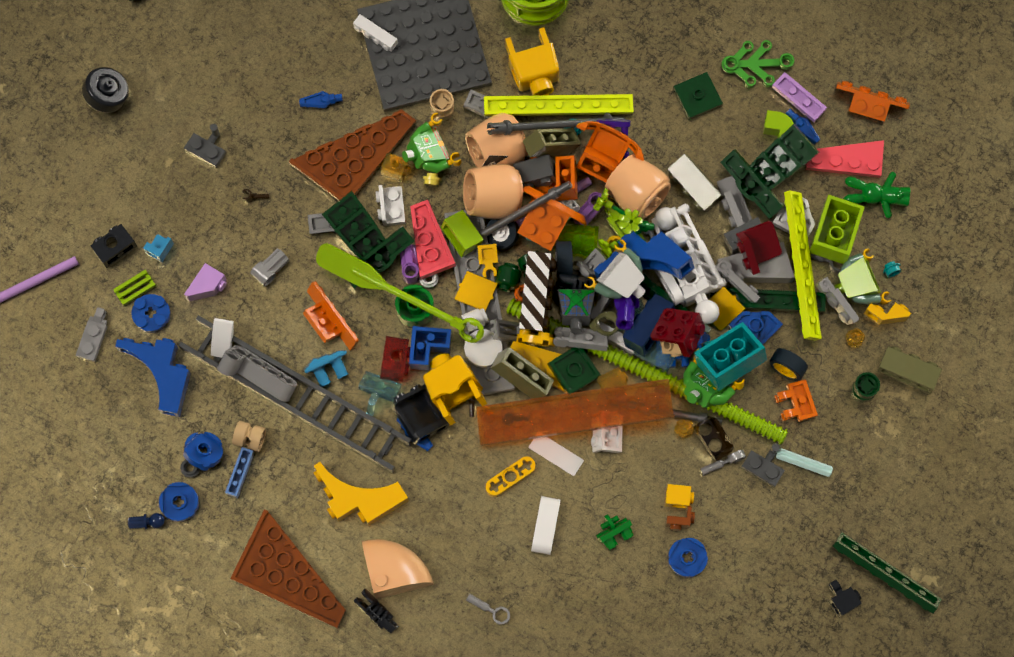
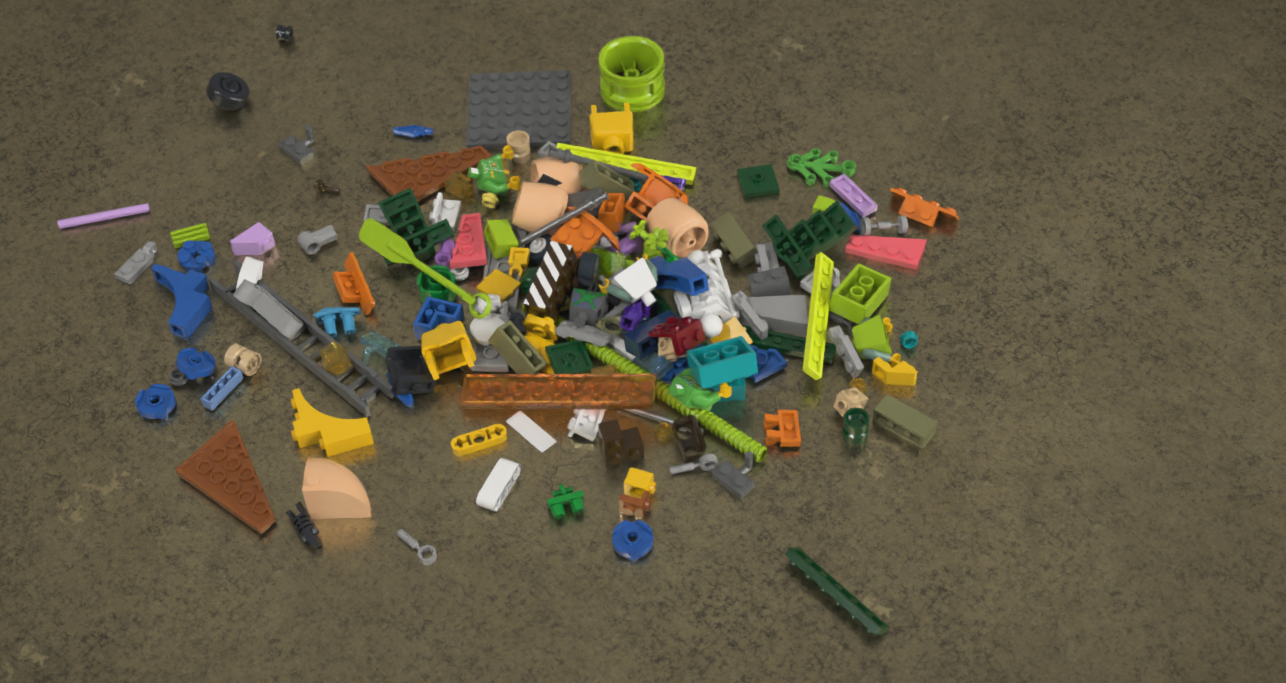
camera: 15 degrees right, 25 degrees down
(110, 255) = (185, 200): black brick -> none
(155, 521) = (127, 412): dark blue axle -> none
(159, 247) = (225, 211): dark azure panel -> none
(344, 419) = (335, 358): none -> clear yellow brick
(376, 33) = (478, 88): white piece -> none
(393, 369) = (400, 324): clear red brick -> none
(514, 343) = (517, 320): none -> black pin
(649, 456) = (619, 444): none -> dark brown brick
(758, 245) = (777, 286): dark red bracket -> none
(788, 364) = (782, 391): black wheel -> none
(804, 462) = (777, 481): light aqua axle -> none
(844, 600) = (784, 606): black brick -> none
(852, 364) = (849, 399): none -> tan brick
(855, 126) = (865, 225): none -> light grey wheel
(875, 193) = (918, 279): green animal -> none

